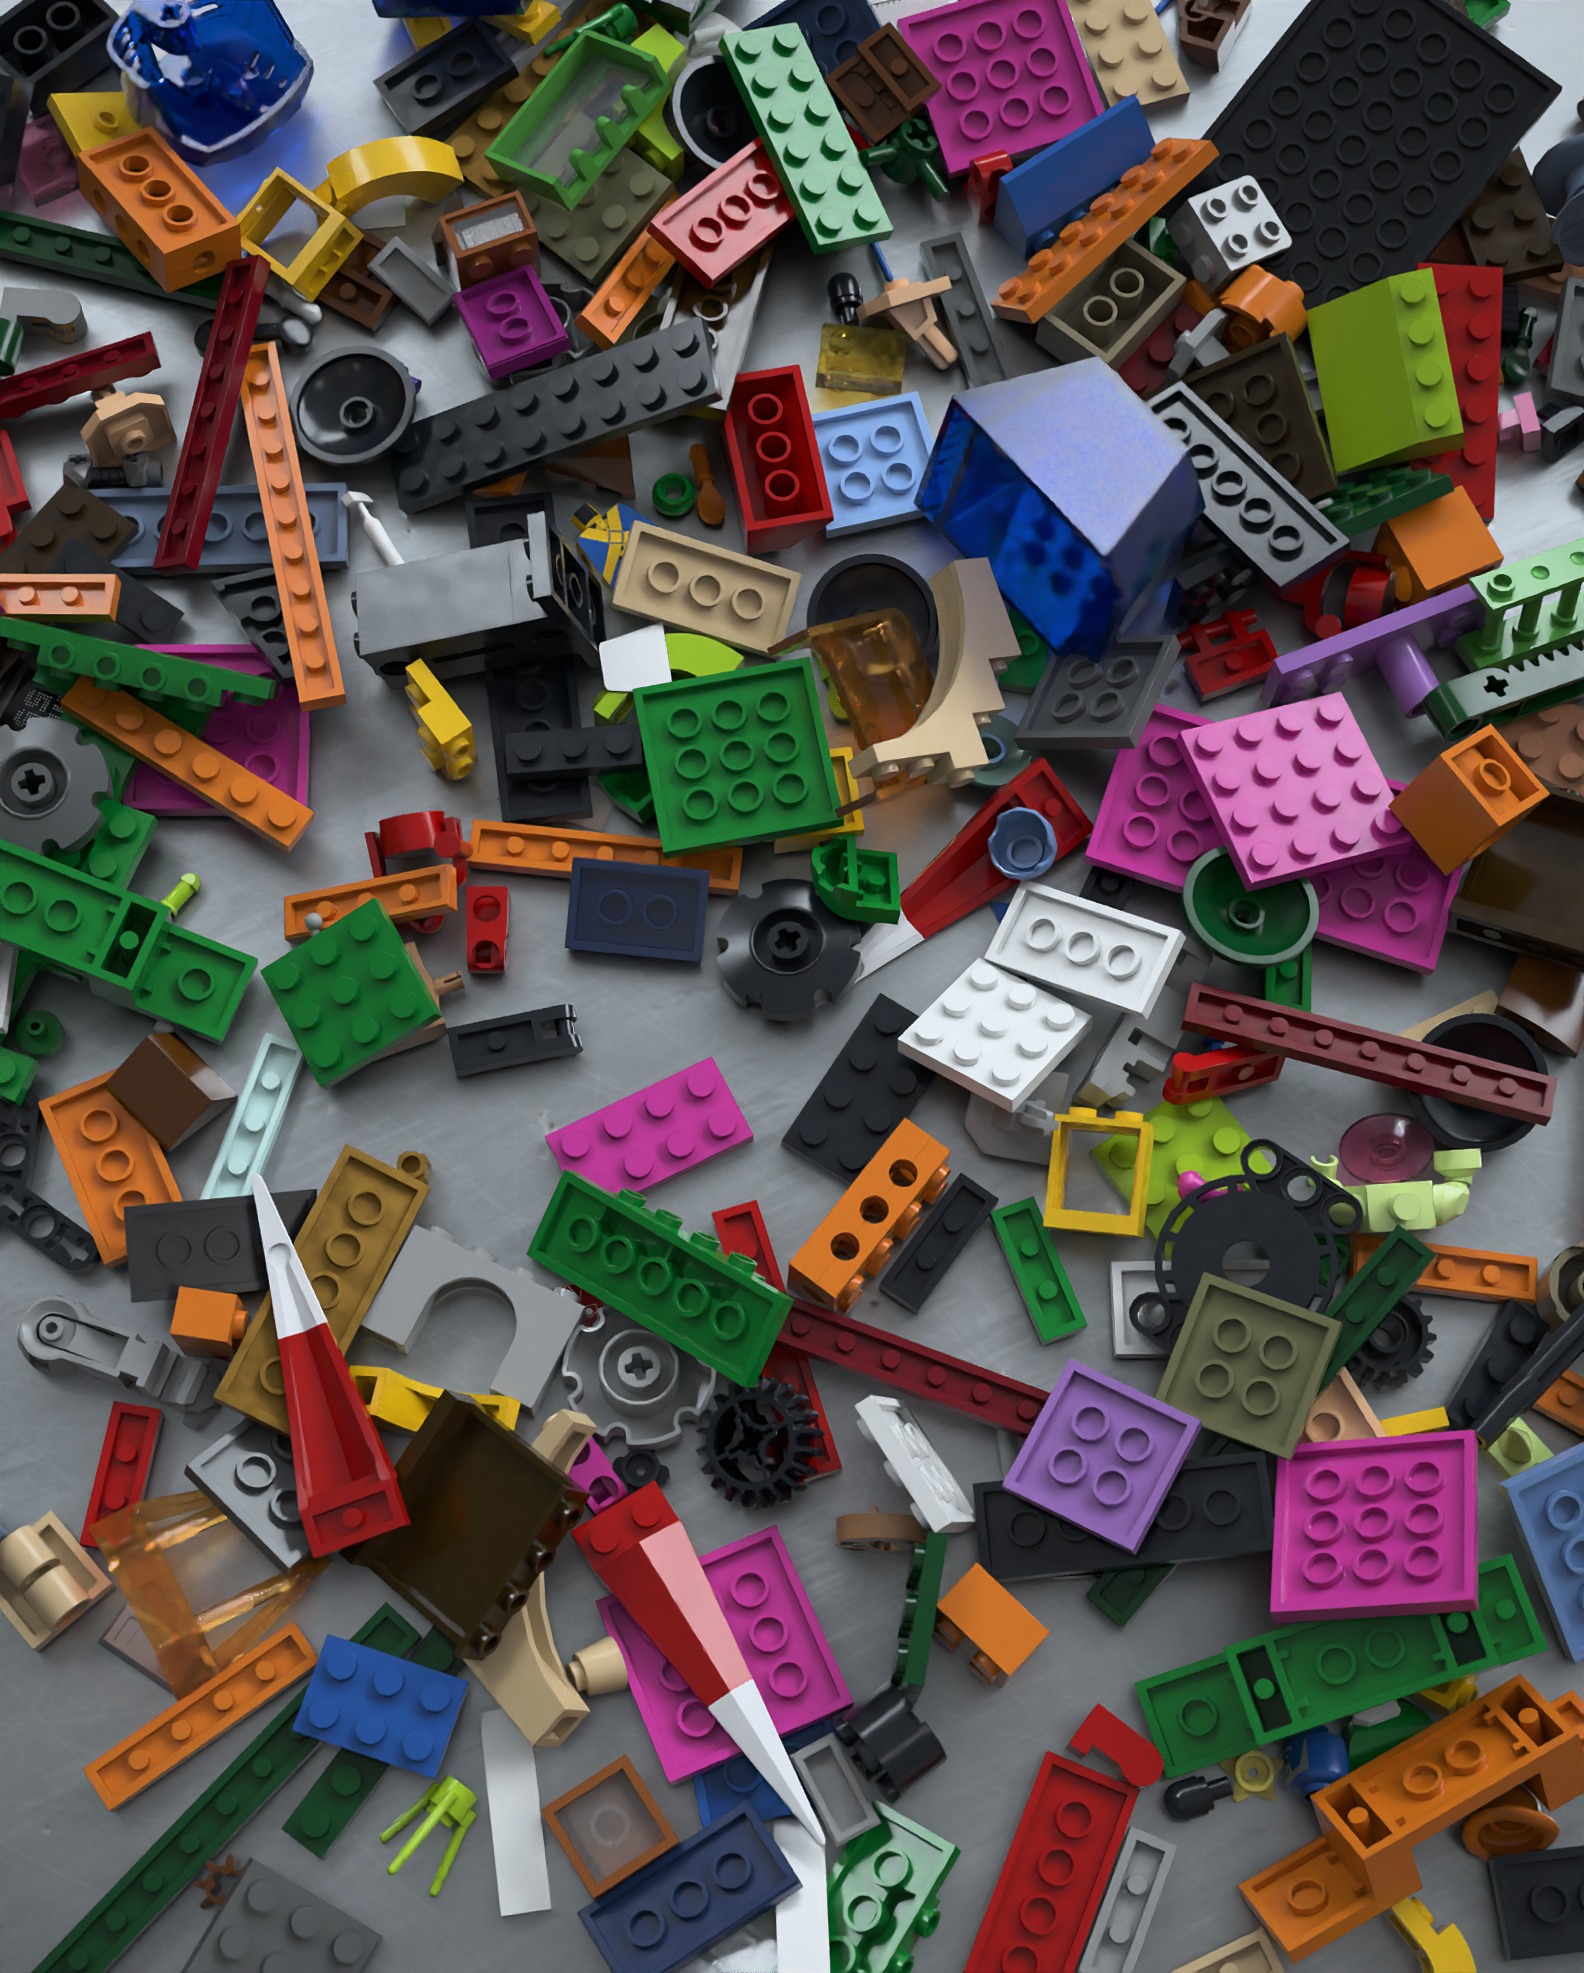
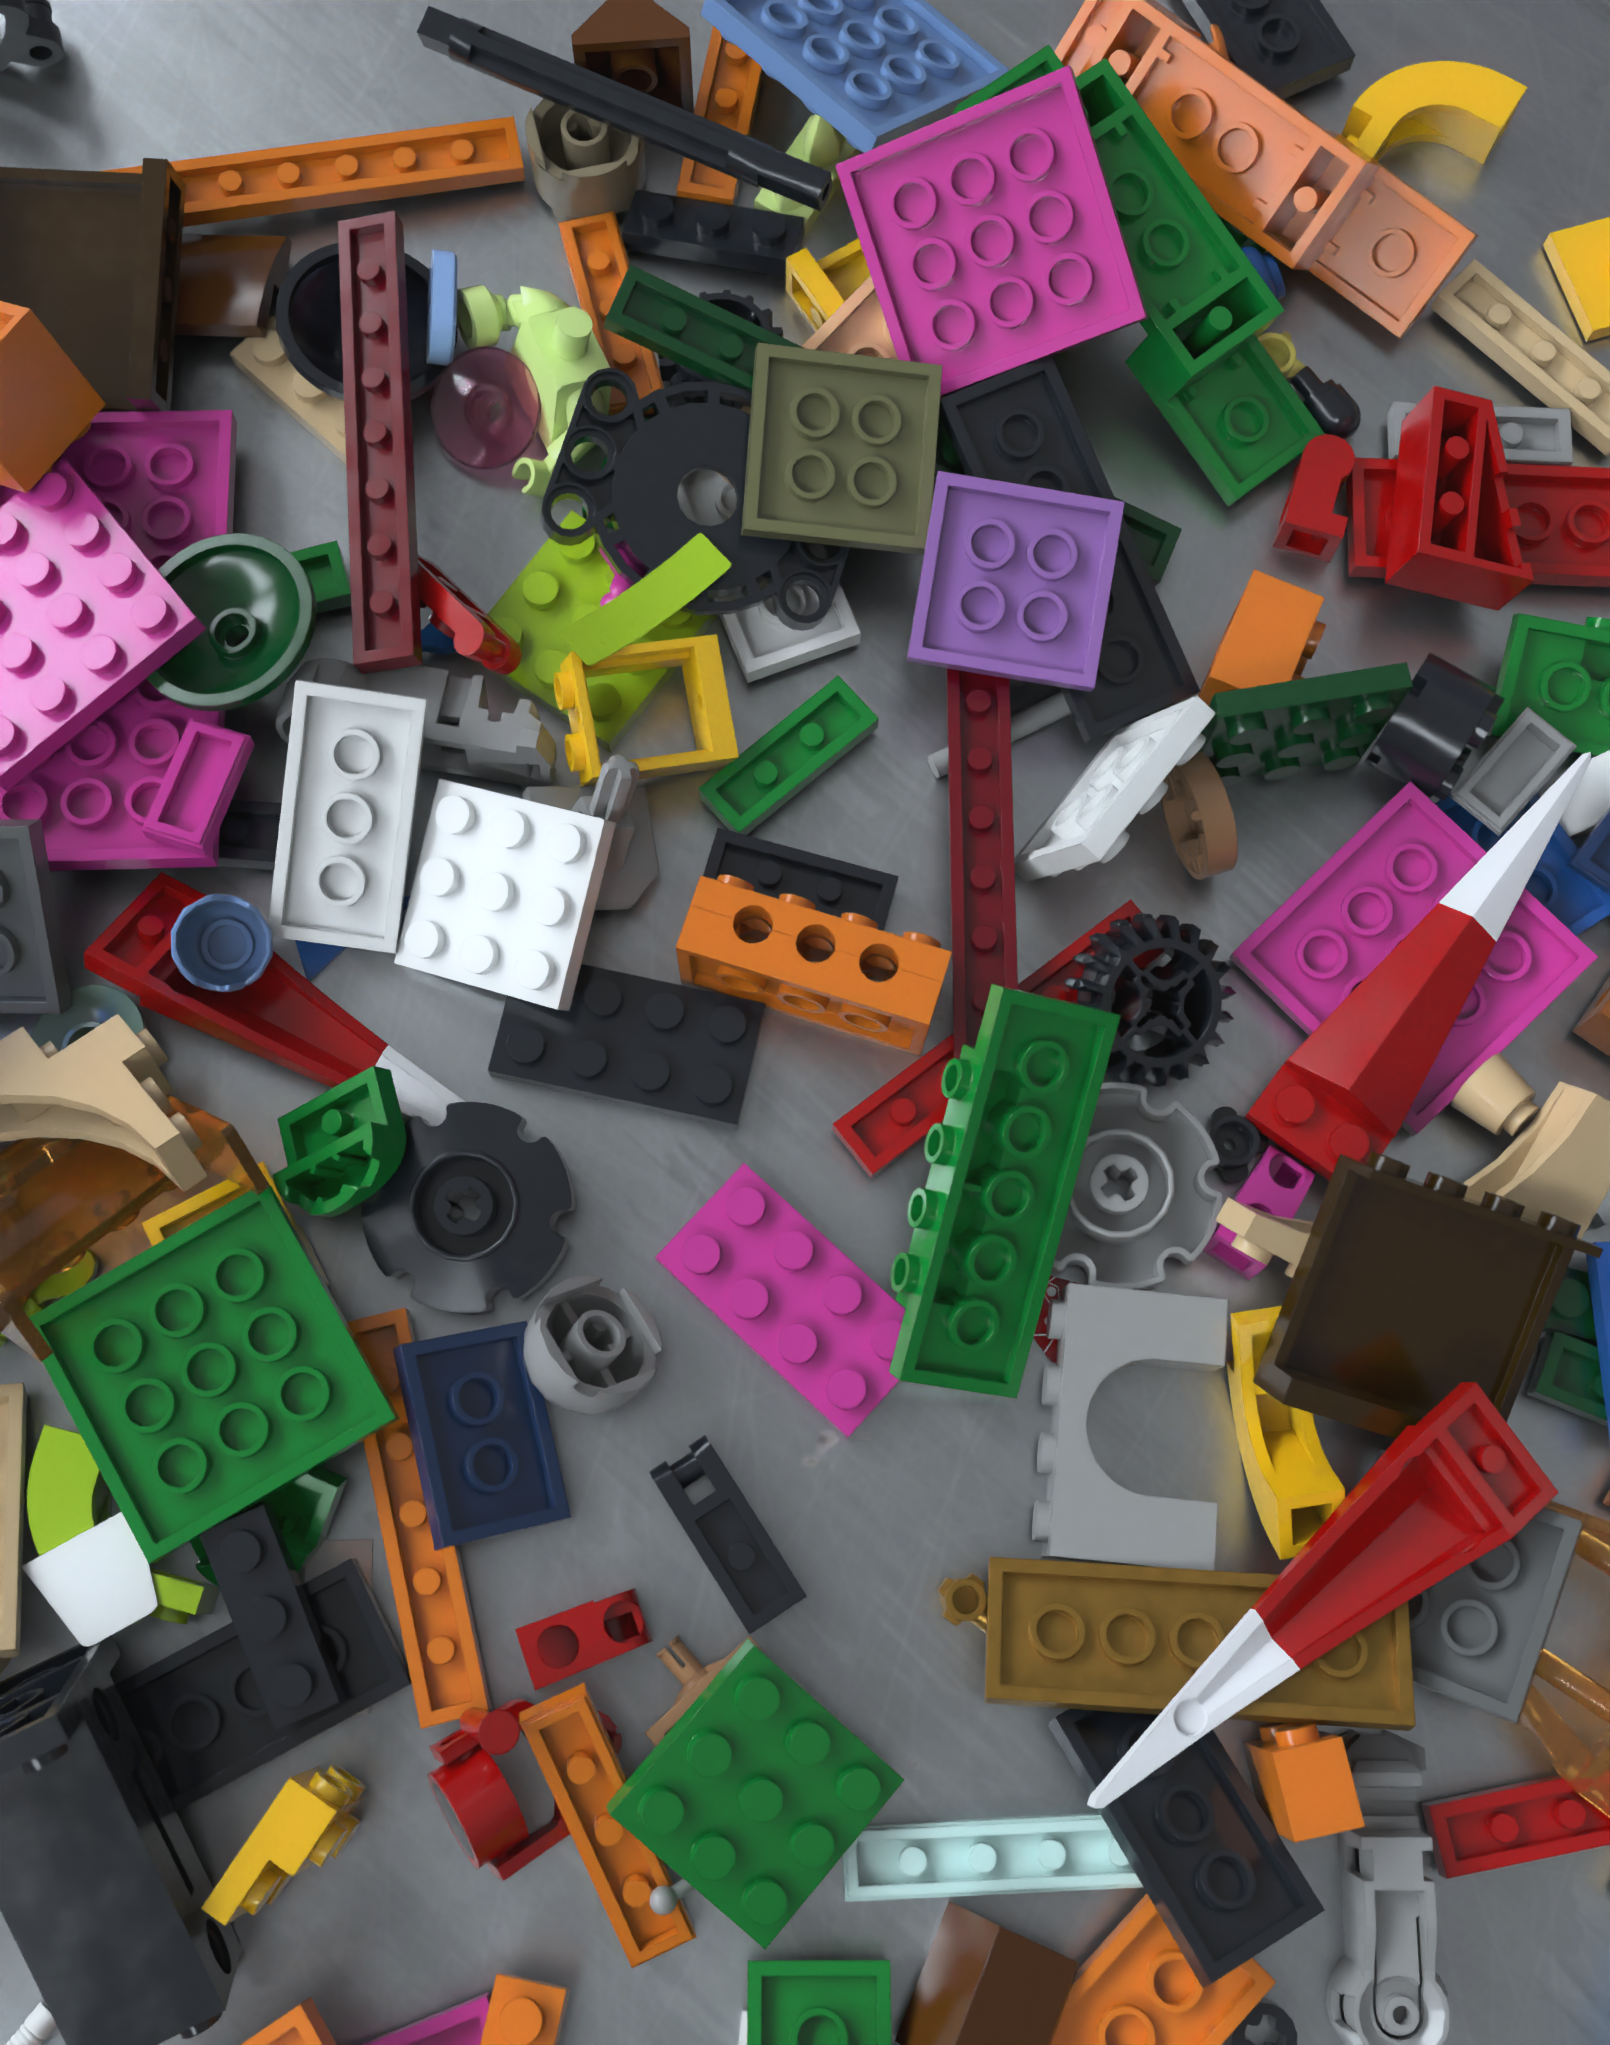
camera: 110 degrees left, 5 degrees up
(665, 990) = (590, 1346): none -> light grey cylinder
(1061, 1829) = (1451, 505): none -> red wedge
(1137, 859) = (198, 787): none -> dark pink tile
(1173, 1189) = (646, 602): none -> lime sticker
(1469, 1134) = (441, 307): none -> light blue tile

